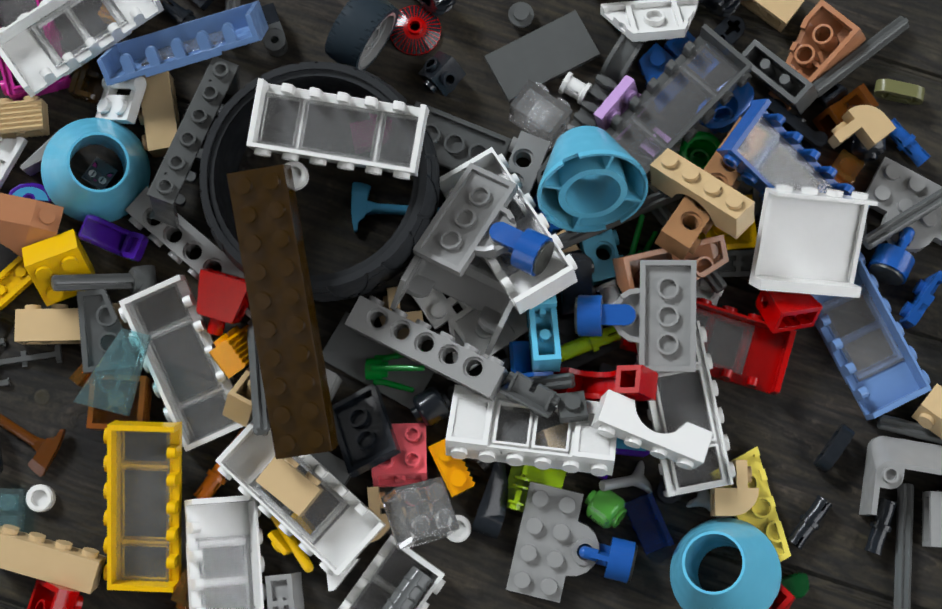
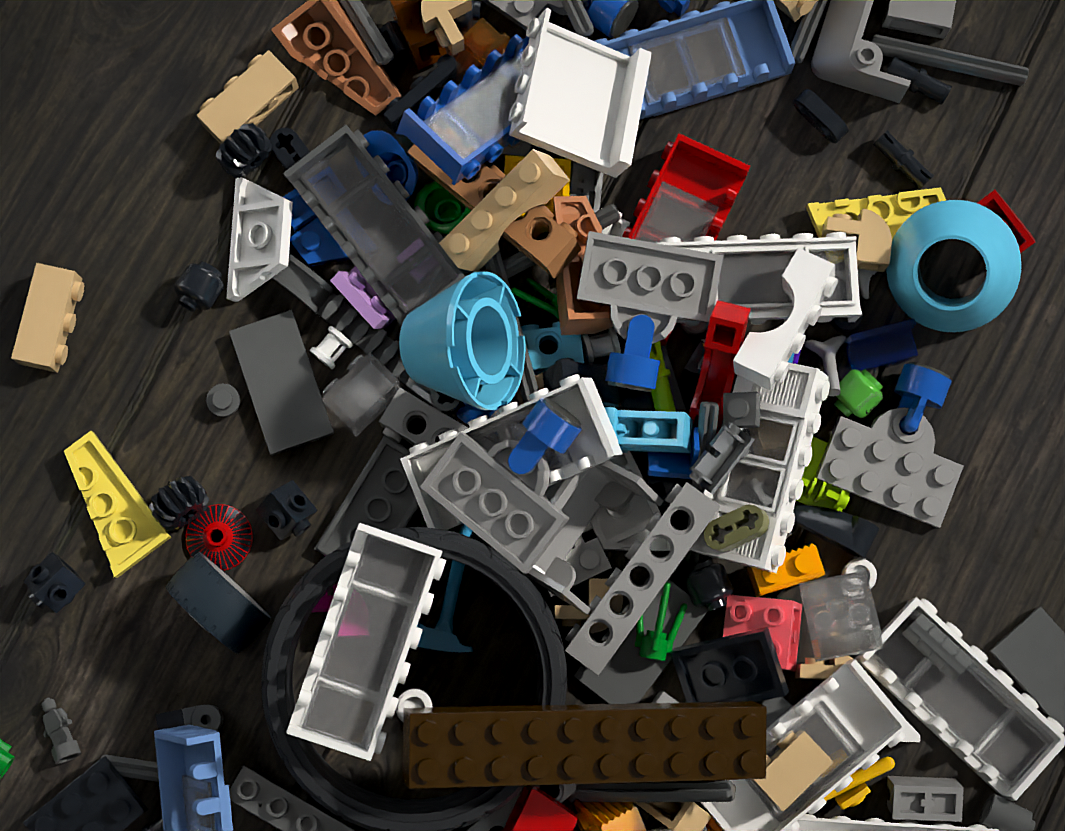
camera: 80 degrees left, 0 degrees up
(470, 417) = (739, 535): none -> olive beam
(780, 77) = (363, 97): dark grey brick -> none
(787, 310) = (655, 139): red torso -> none
(796, 584) = (974, 186): dark green brick -> none

